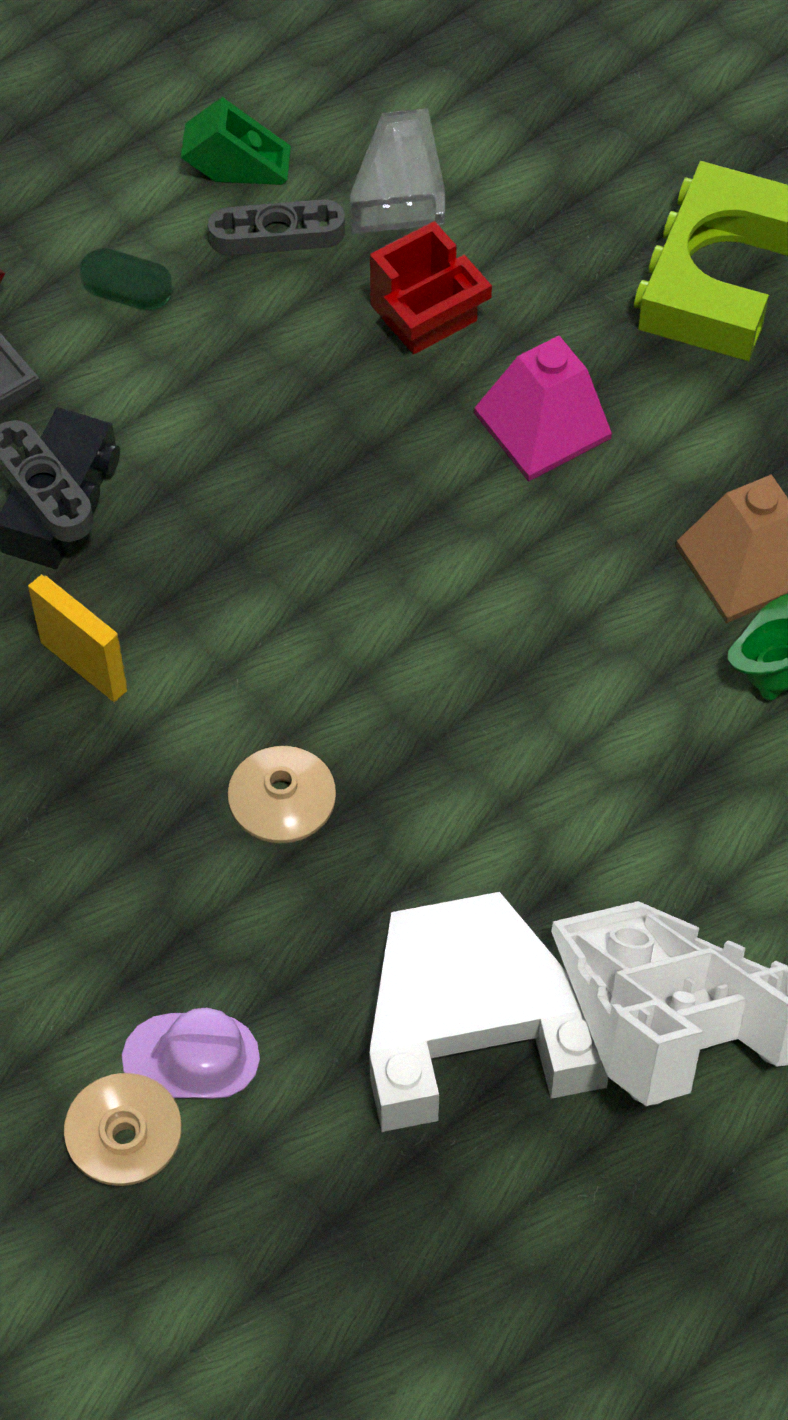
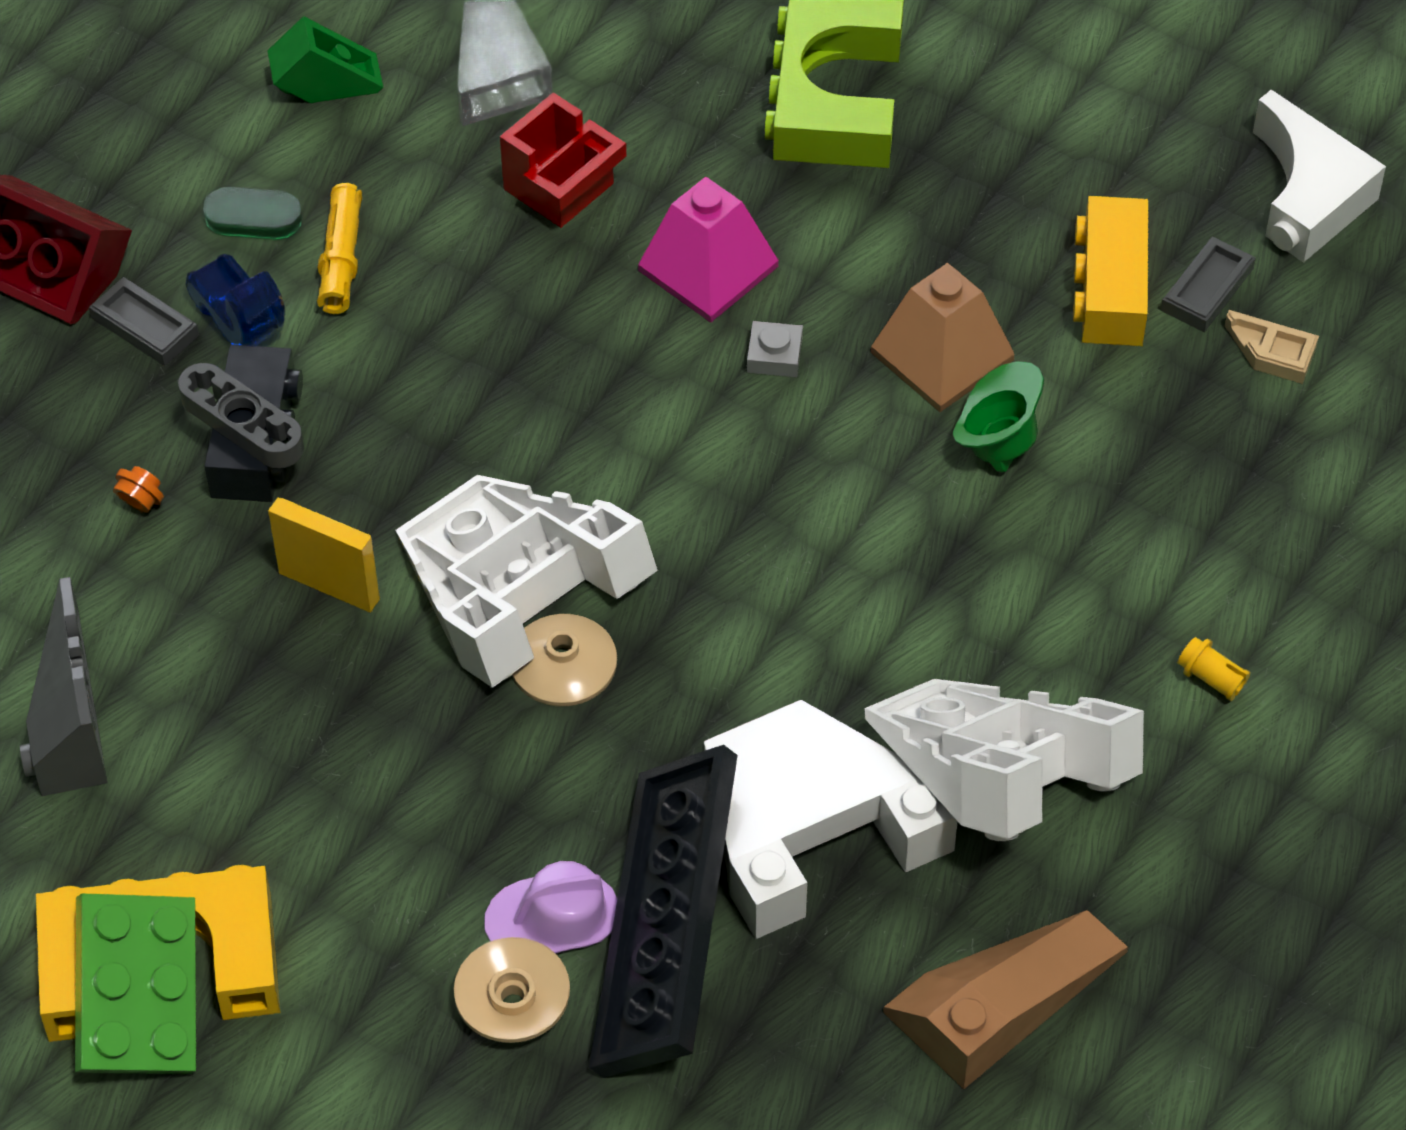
camera: 15 degrees left, 5 degrees down
(80, 364) = (241, 306): none -> clear blue animal
(189, 345) = (338, 261): none -> yellow pin
(253, 675) = (504, 554): none -> white wedge
(292, 1089) = (664, 913): none -> black plate
(308, 212) = (351, 133): dark grey beam -> none
(581, 522) = (774, 349): none -> light grey plate
(601, 1256) = (997, 997): none -> medium nougat wedge

